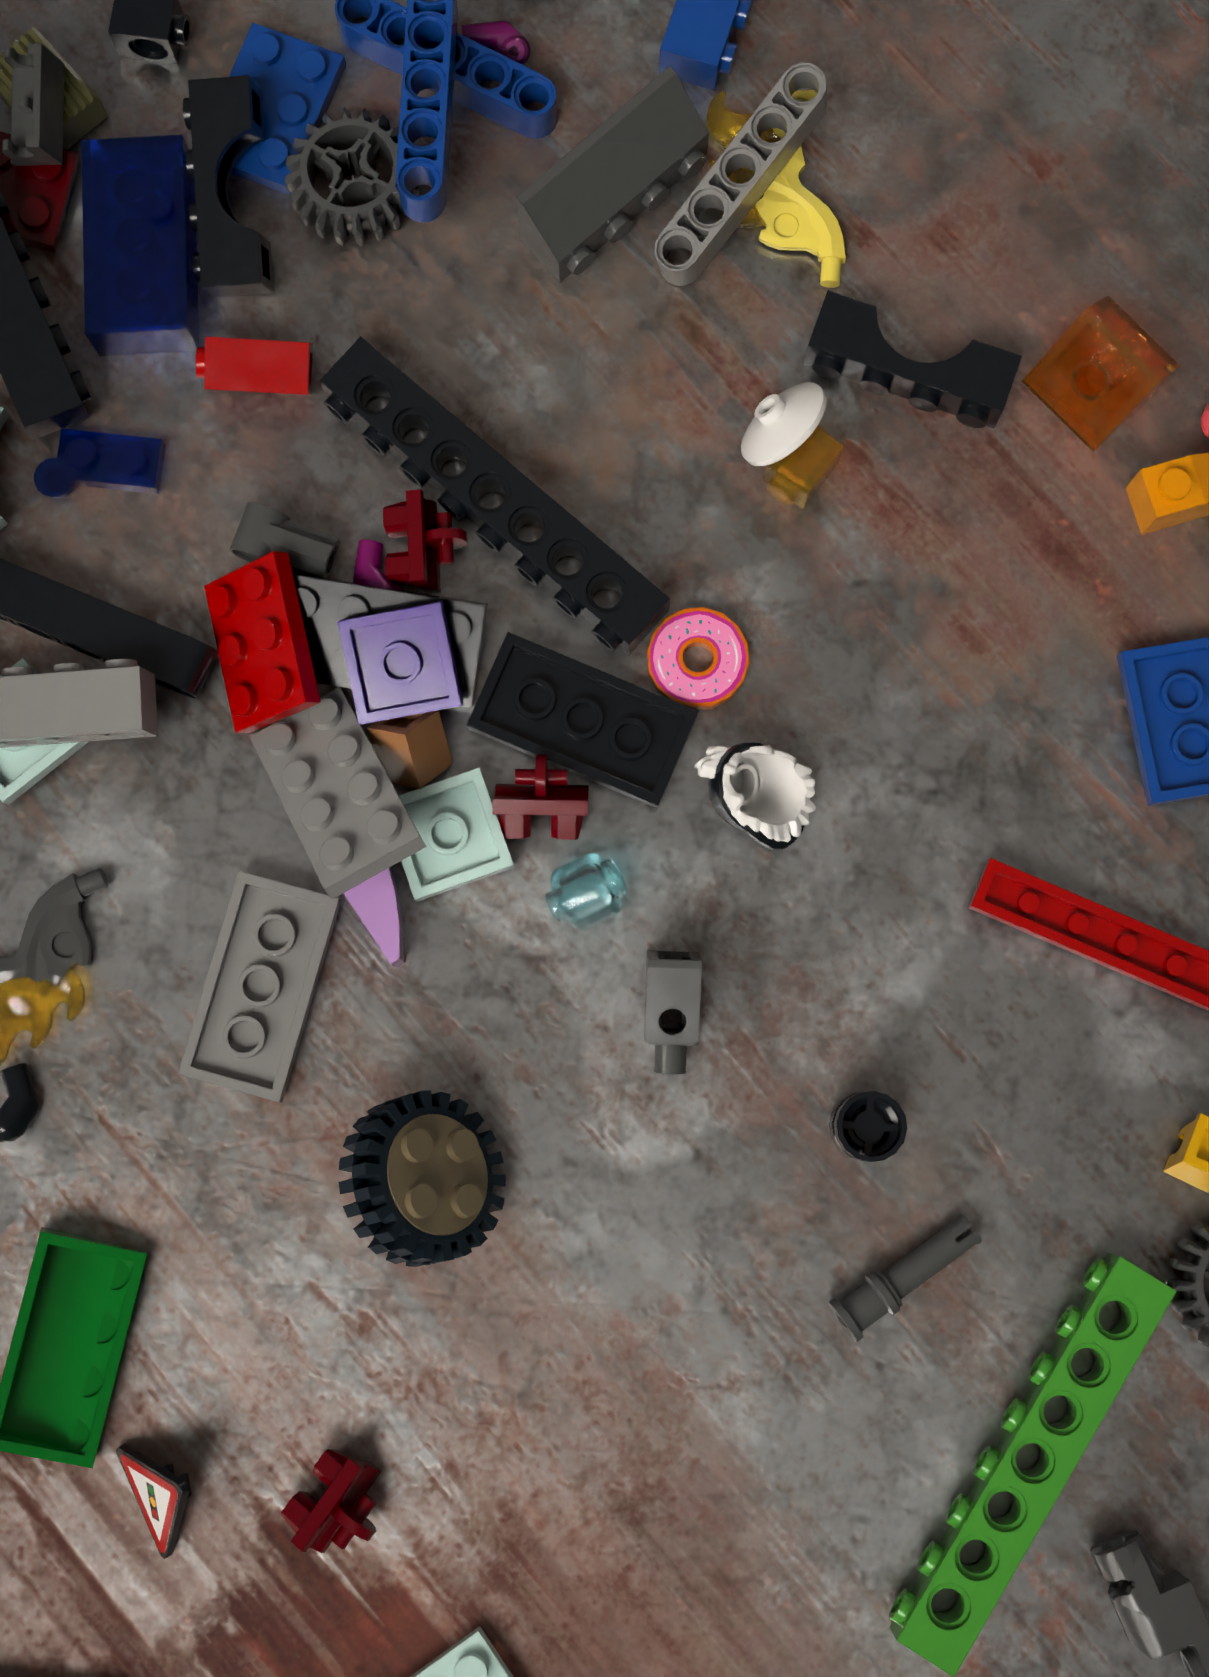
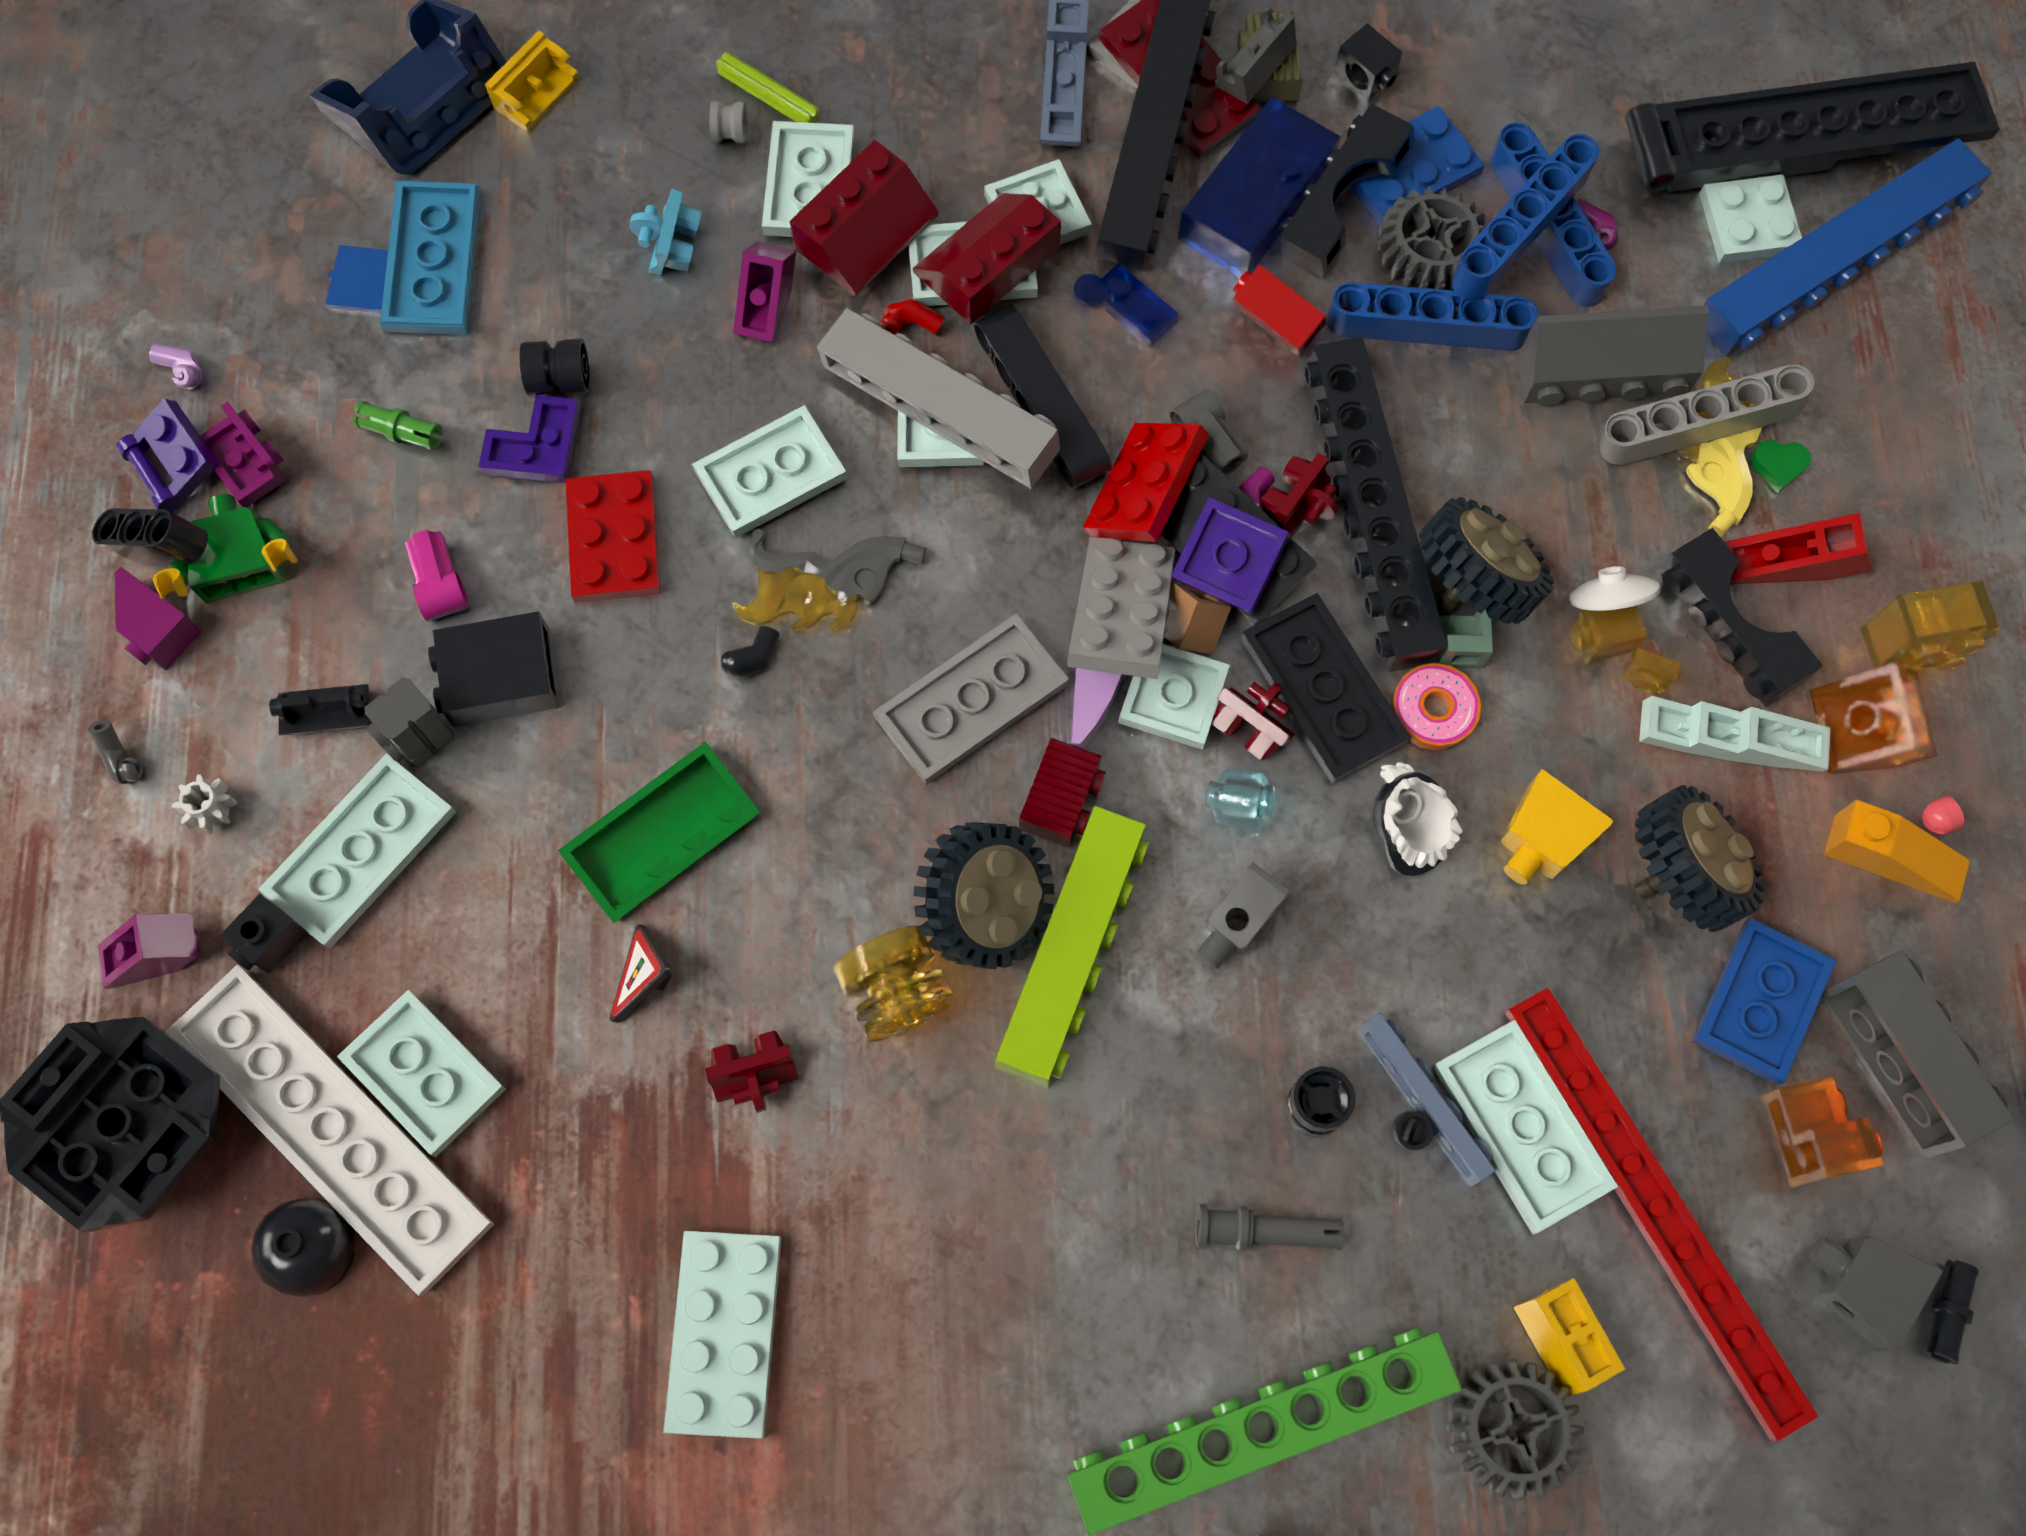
camera: 35 degrees right, 10 degrees down
(397, 282) = (1413, 325): none -> blue beam
(403, 1326) = (898, 993): none -> clear yellow wheel
(416, 1014) = (1061, 792): none -> dark red brick
(536, 1155) = (1070, 948): none -> lime brick
(644, 487) = (1484, 562): none -> black wheel
(678, 569) = (1467, 640): none -> sand green panel
(840, 169) = (1780, 463): none -> green tile
(869, 477) = (1650, 671): none -> clear yellow plate
(886, 703) = (1550, 829): none -> yellow torso
(924, 250) = (1803, 552): none -> red slope
(974, 1081) = (1420, 1133): none -> black hinge
(978, 1051) = (1415, 1083): none -> sand blue plate
(986, 479) = (1734, 735): none -> light aqua slope
(1041, 637) = (1698, 859): none -> black wheel
(1059, 1003) = (1525, 1126): none -> light aqua plate
(1094, 246) = (1931, 627): none -> clear yellow brick

